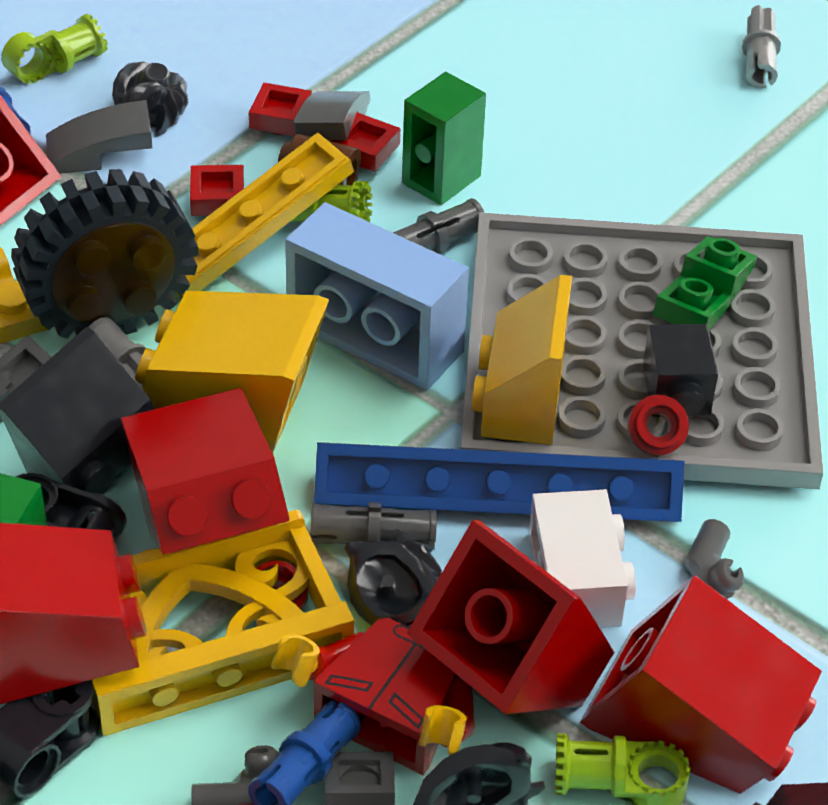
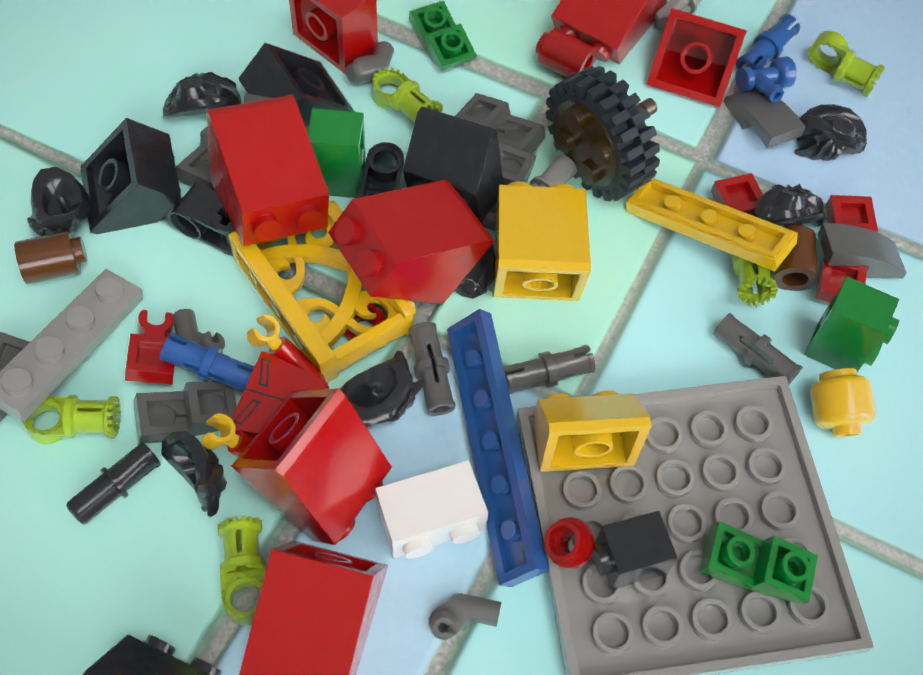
camera: 75 degrees right, 15 degrees up
(43, 107) = (768, 80): none -> blue piece
(256, 145) = (790, 206): none -> black hat
(384, 293) = (647, 315): light blue brick -> none
(404, 414) = (549, 368): none -> dark grey pin
(522, 180) = (842, 402): none -> yellow head

